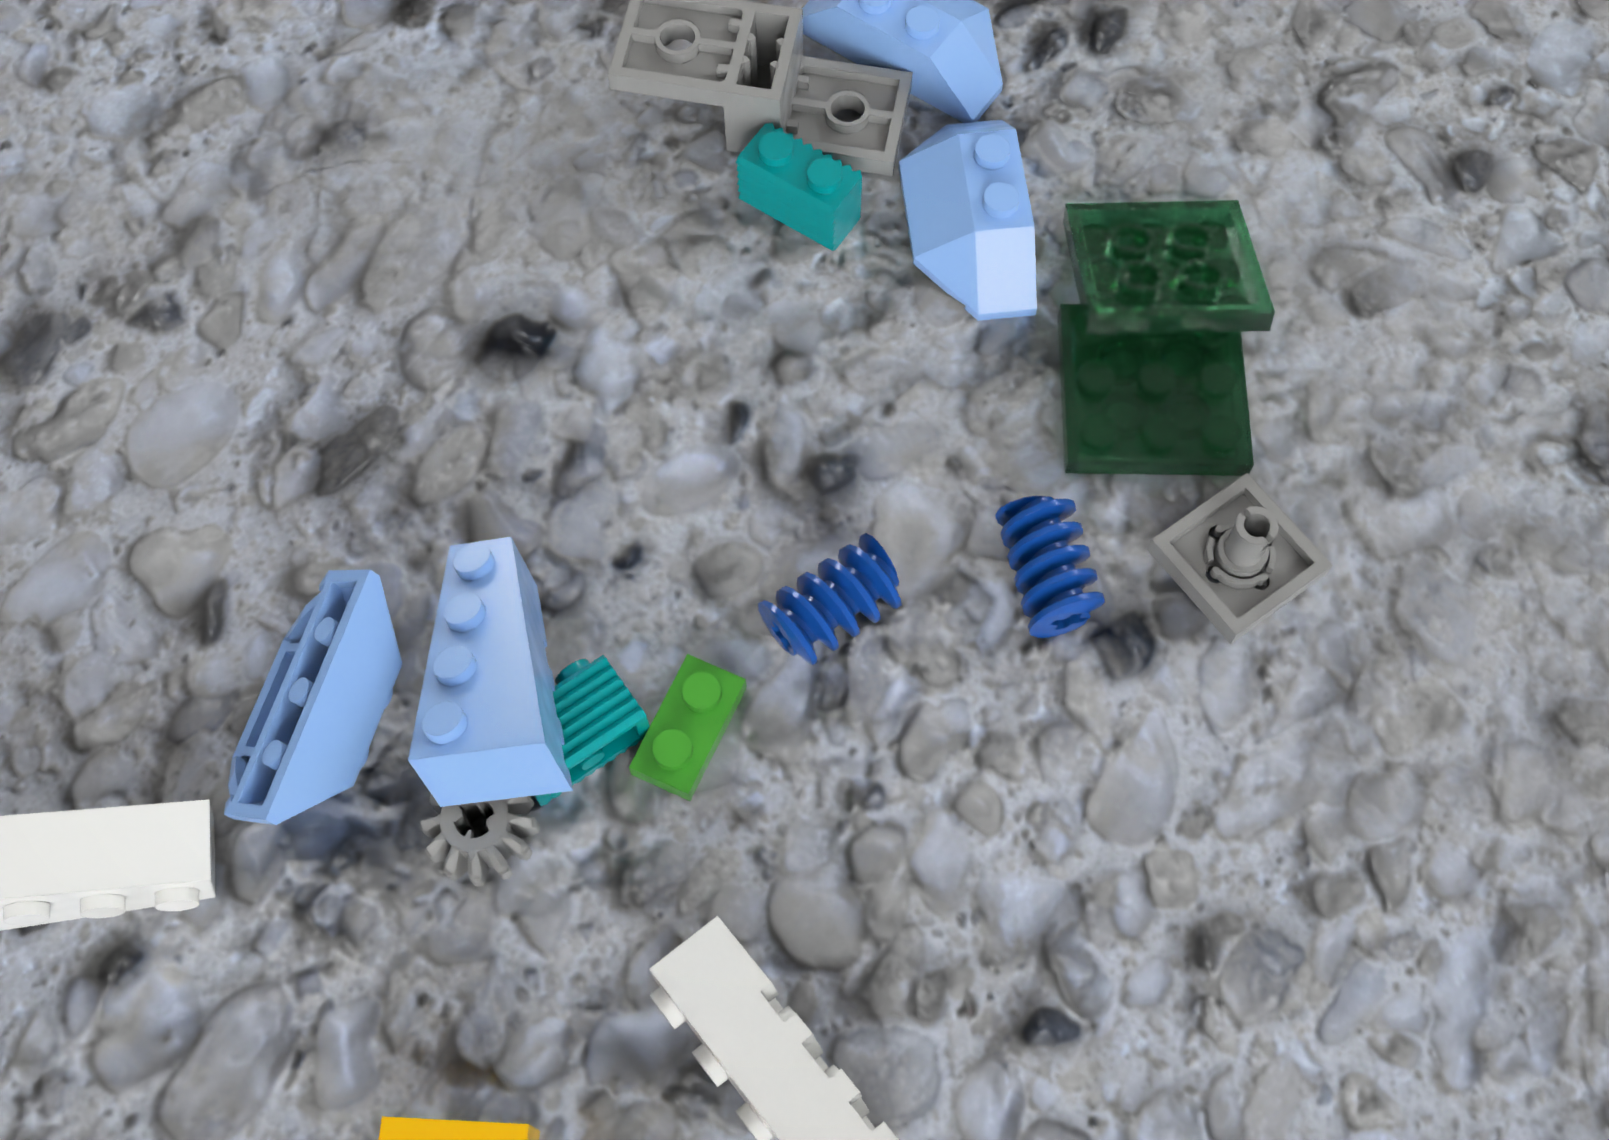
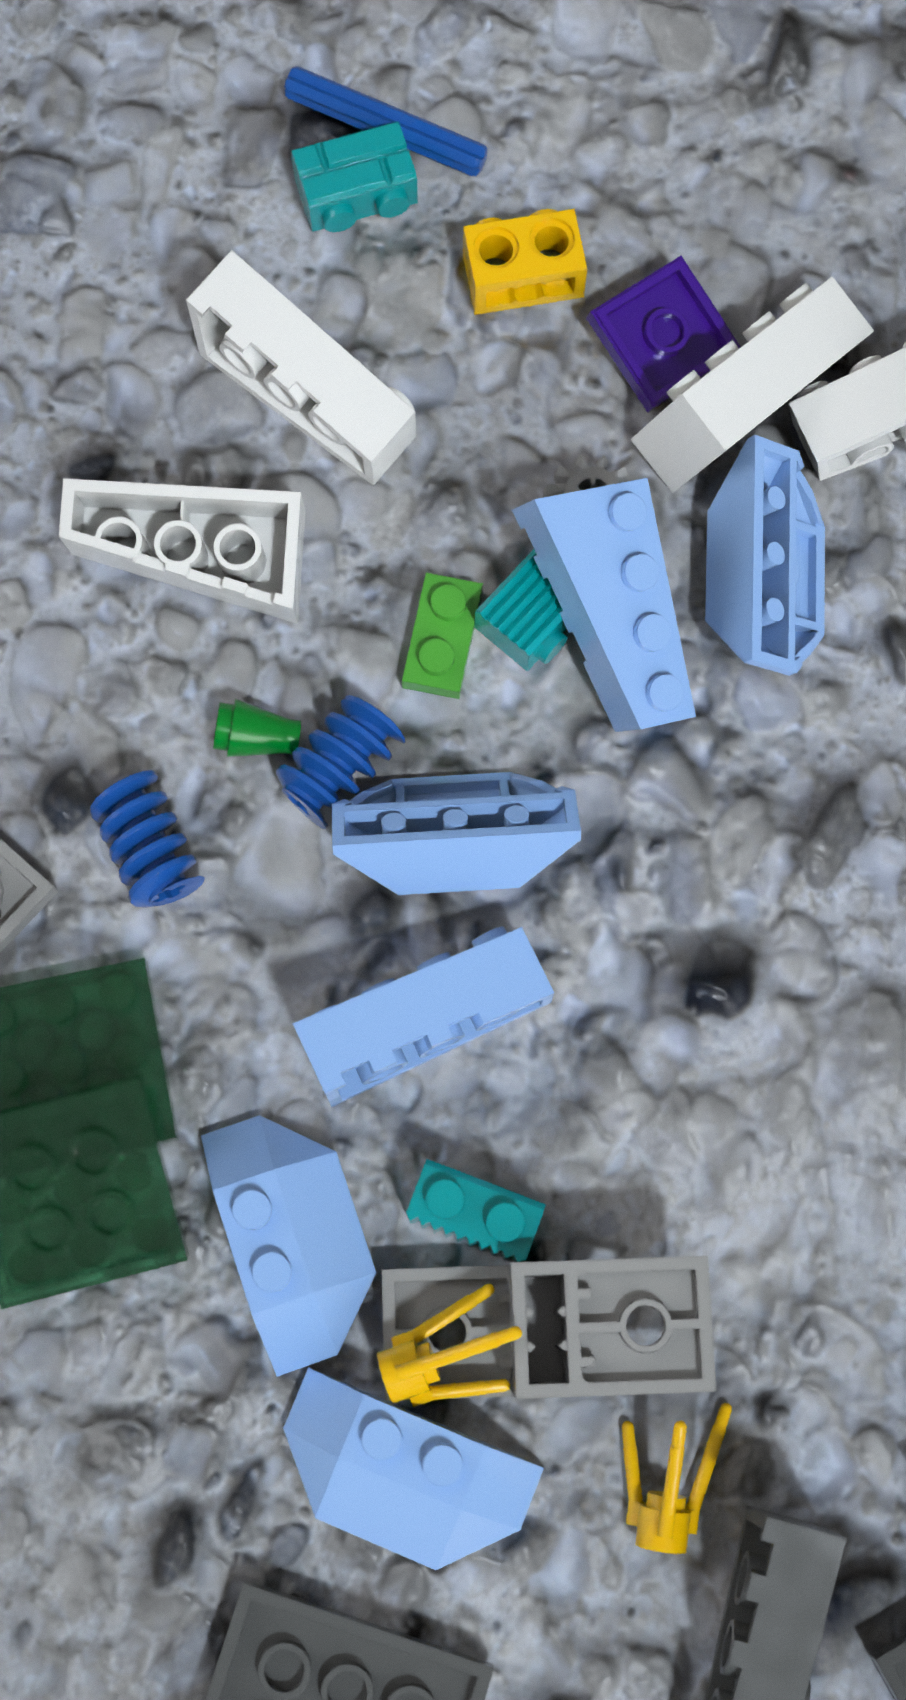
camera: 165 degrees right, 10 degrees up
(238, 919) = (750, 381): none -> white wedge
(318, 1031) = (661, 331): none -> dark purple plate
(726, 510) = (455, 831): none -> light blue wedge
(811, 343) = (423, 1013): none -> light blue wedge
(884, 72) = (412, 1367): none -> yellow plant
(918, 659) = (254, 731): none -> green cone
(947, 878) = (197, 538): none -> white wedge

